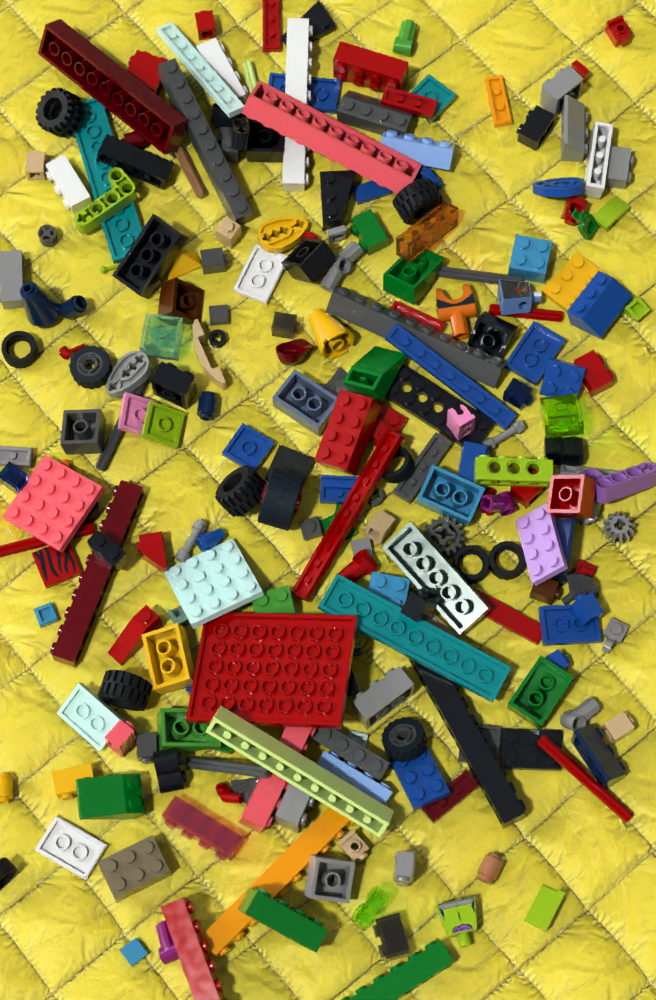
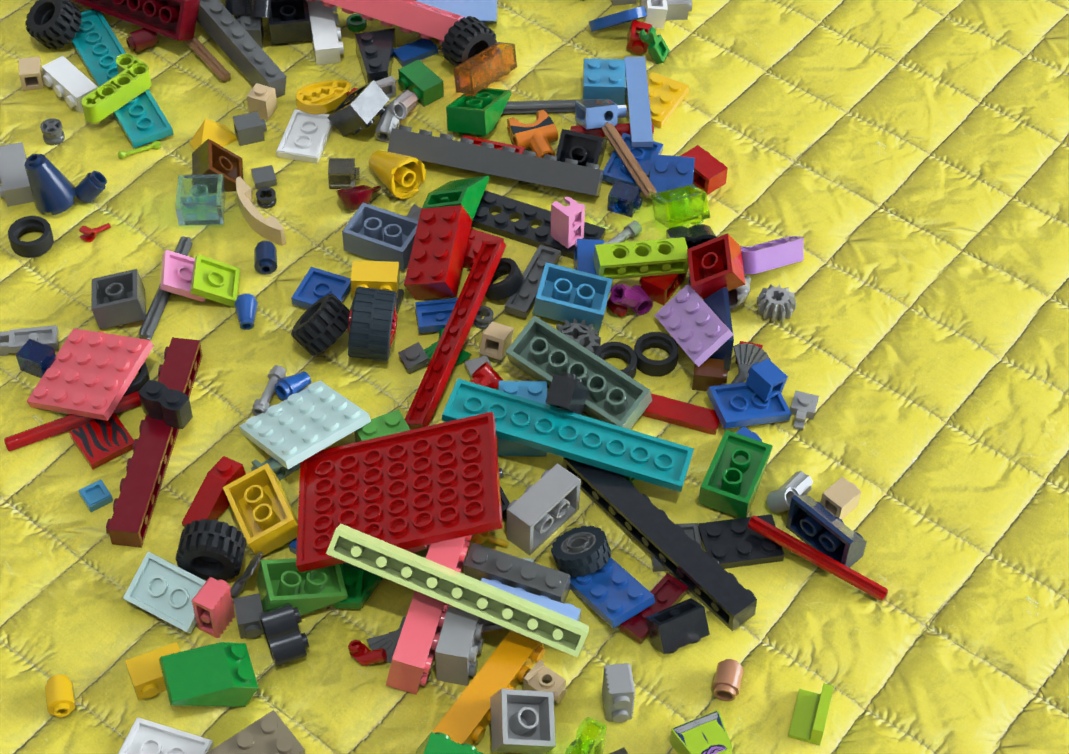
camera: 15 degrees left, 20 degrees down
(83, 359) = (119, 241): black wheel -> none
(124, 366) = (169, 235): light grey piece -> none
(135, 161) = (158, 55): black brick -> none
(150, 256) = (175, 125): black brick -> none
(151, 711) = (241, 582): none -> flat silver hand
(153, 550) = (223, 405): red slope -> none
(174, 385) = (223, 238): black brick -> none
(184, 456) = (246, 310): none -> blue cone
(202, 828) = (340, 697): clear pink brick -> none
(227, 767) = (361, 612): dark grey axle -> none
(292, 448) = (375, 275): none -> yellow brick
(450, 376) = (541, 187): blue plate -> none
(462, 818) = (677, 626): none -> black brick
(530, 355) = (628, 160): none -> medium nougat axle
(554, 289) = (638, 102): none -> medium blue tile
(598, 305) = (690, 109): blue slope -> none
(611, 212) = (679, 36): lime slope -> none
(635, 308) = (721, 109): lime slope -> none

